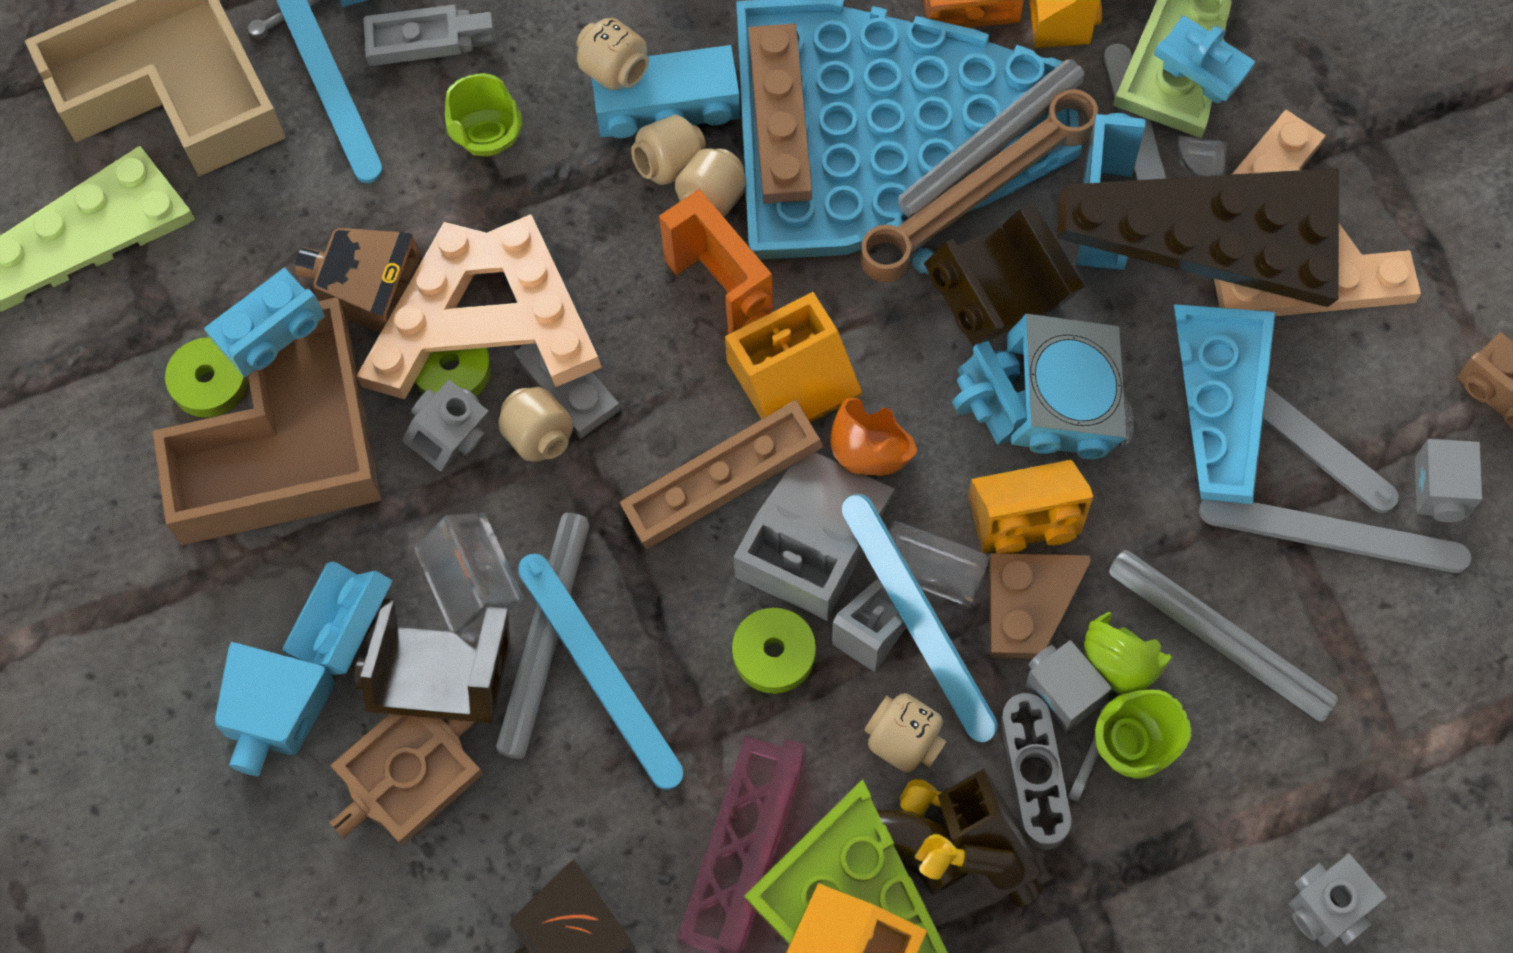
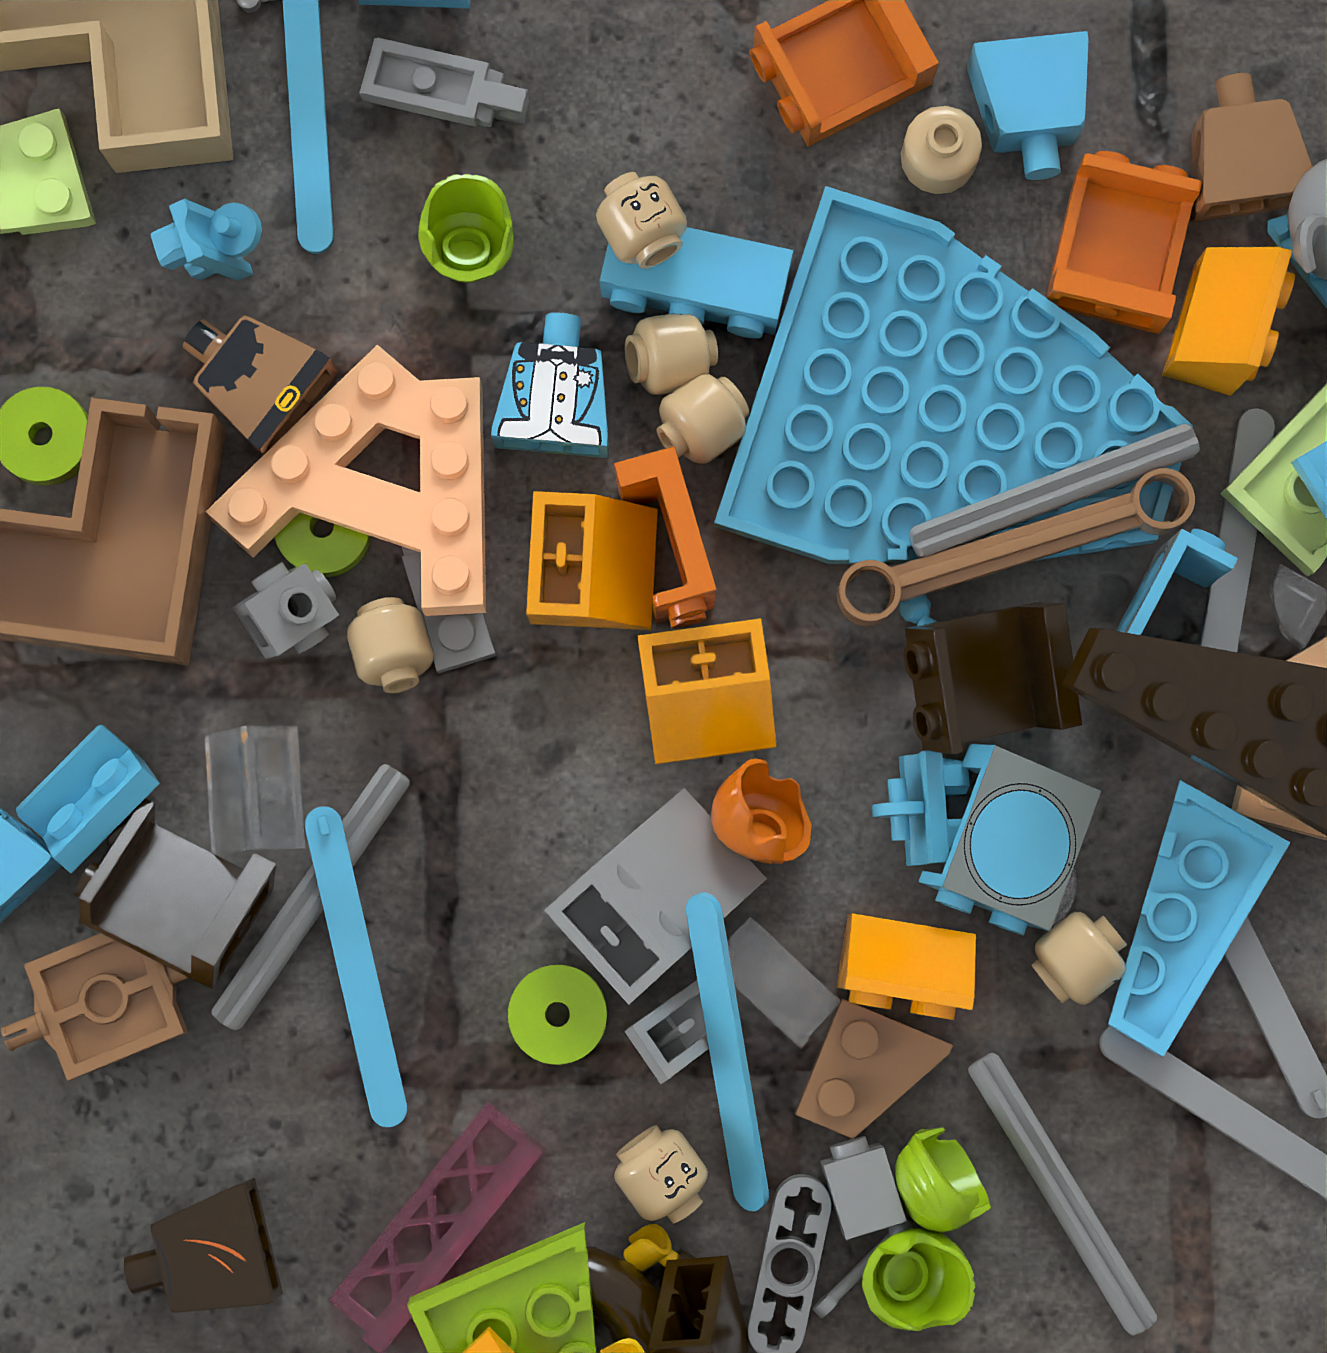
camera: 20 degrees right, 15 degrees up
(265, 322) = (116, 420): medium azure bracket -> none
(287, 190) = (208, 239): none -> medium azure hips
(594, 209) = (554, 395): none -> torso
(665, 309) = (591, 562): none -> light orange slope
(721, 474) = (575, 790): medium nougat plate -> none
(779, 114) = (817, 359): medium nougat plate -> none
(1157, 454) = (1080, 958): none -> tan head

